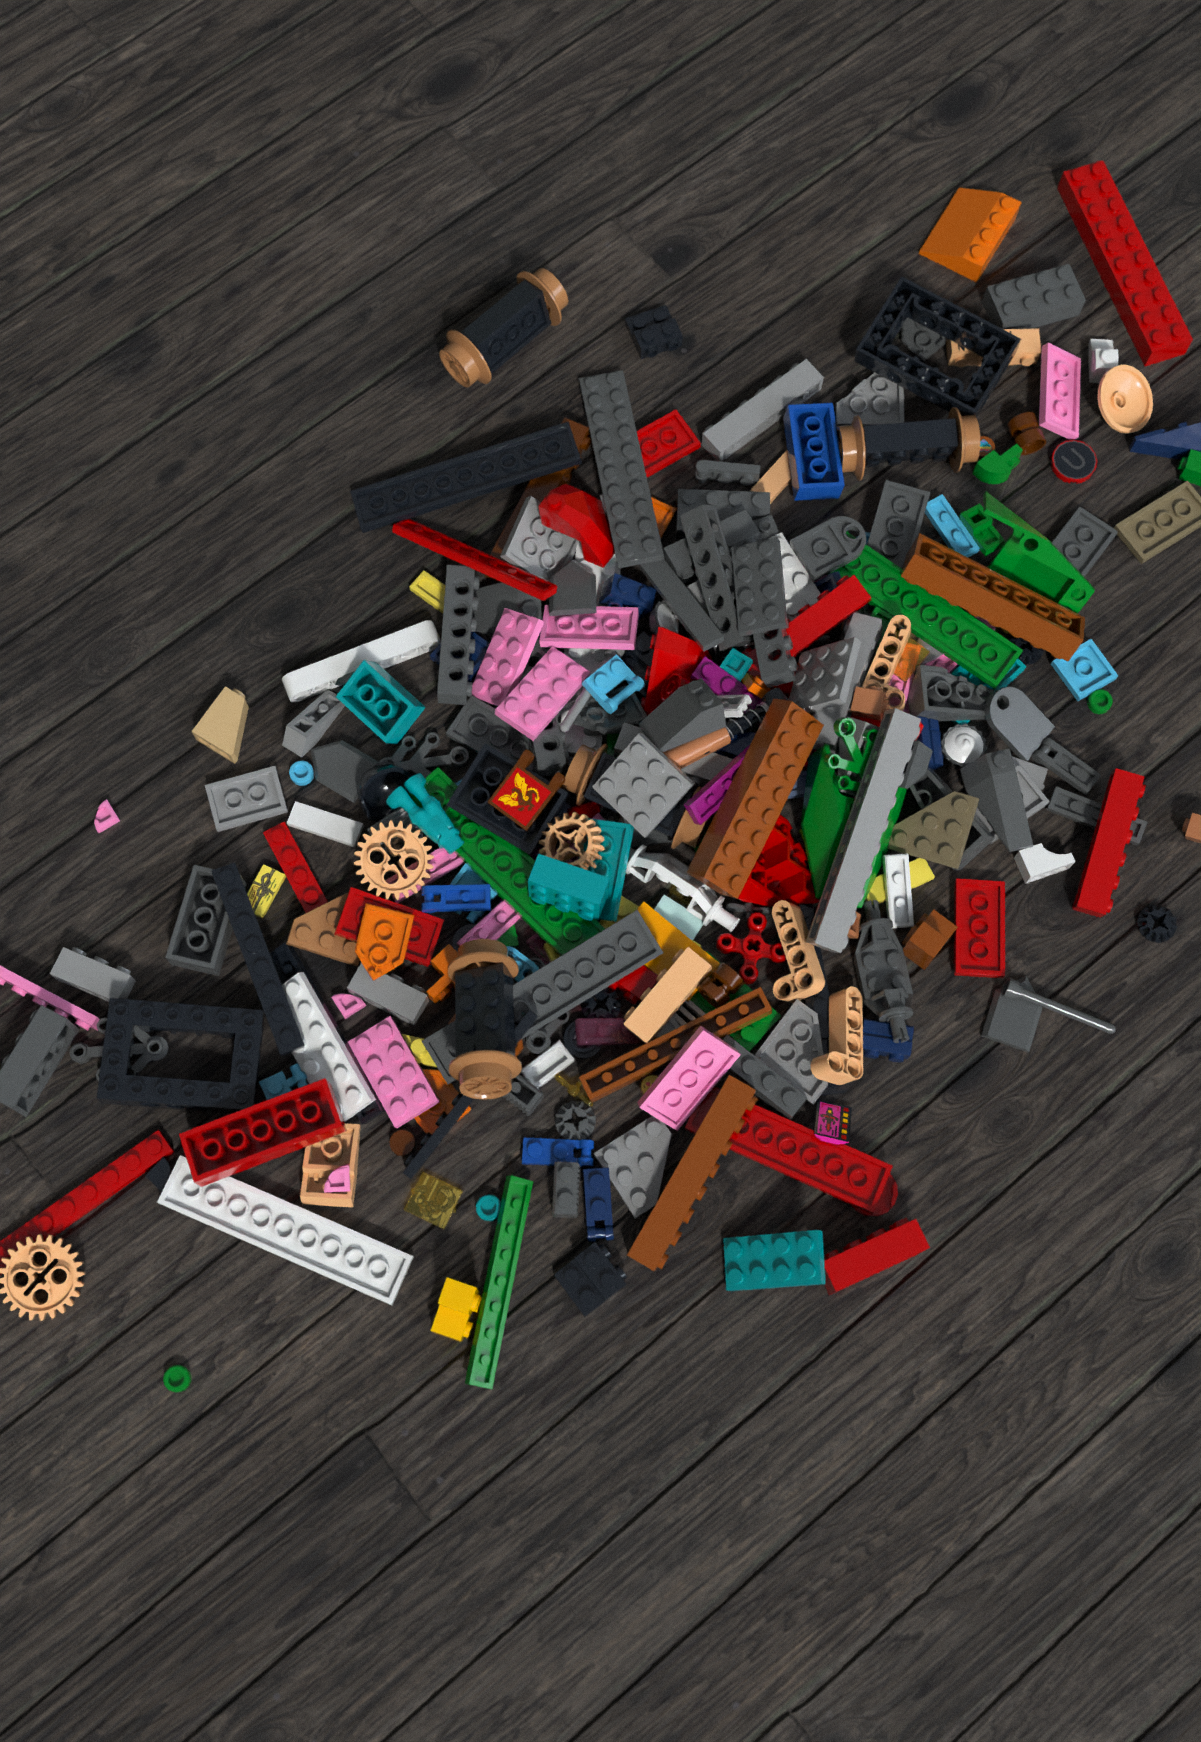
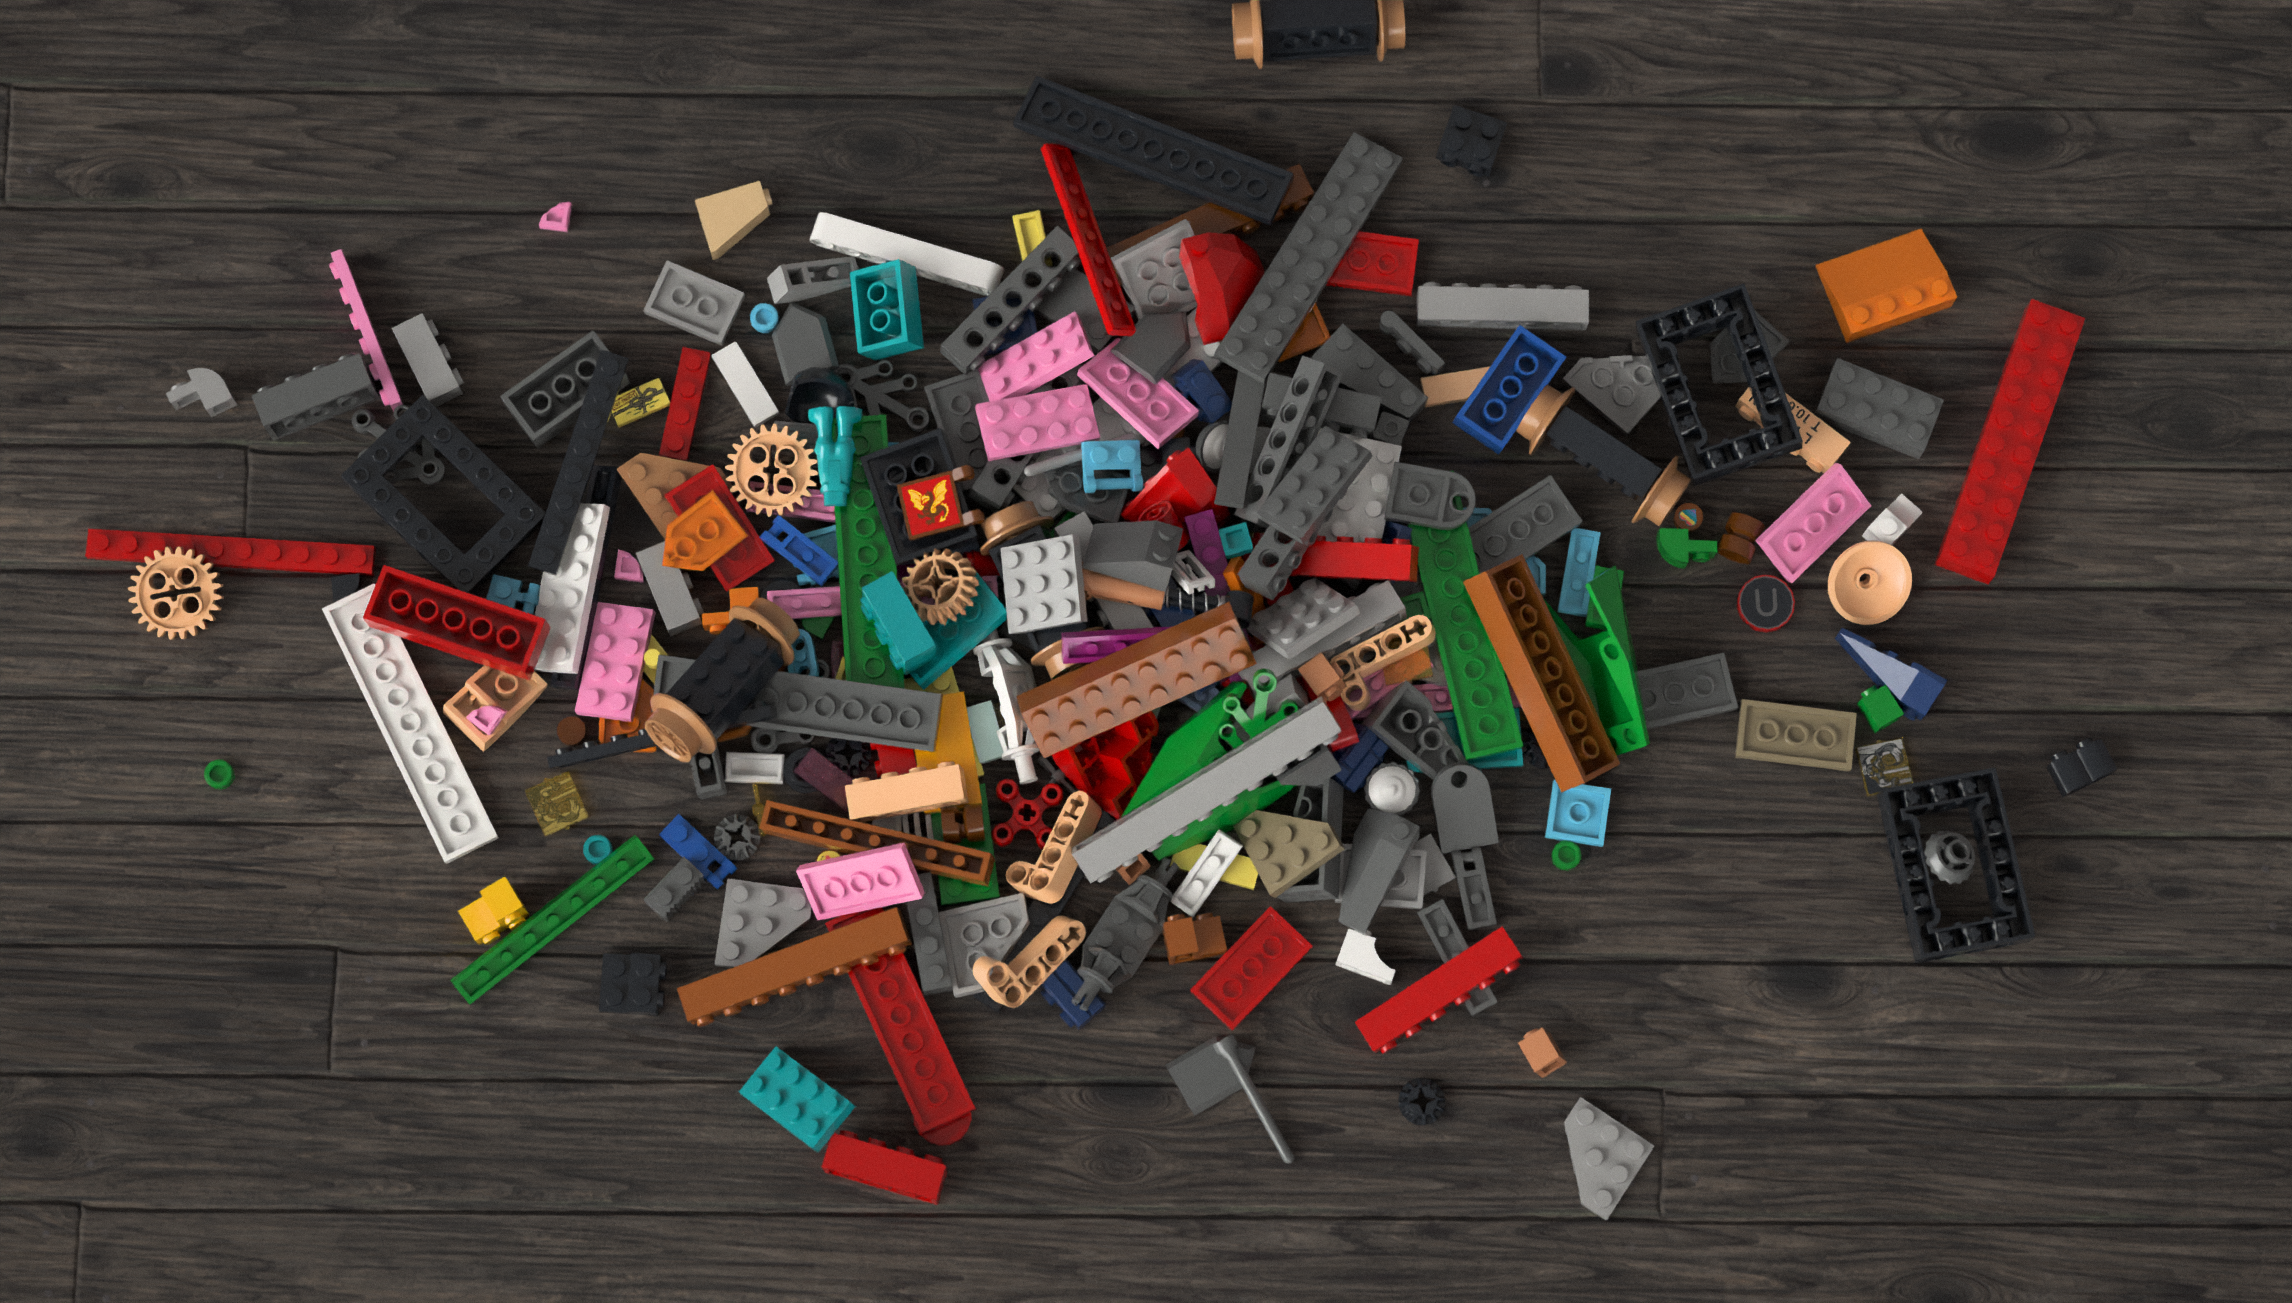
camera: 40 degrees right, 5 degrees up
(598, 1203) = (693, 924): dark blue plate -> none
(832, 1122) = (957, 1026): piece -> none

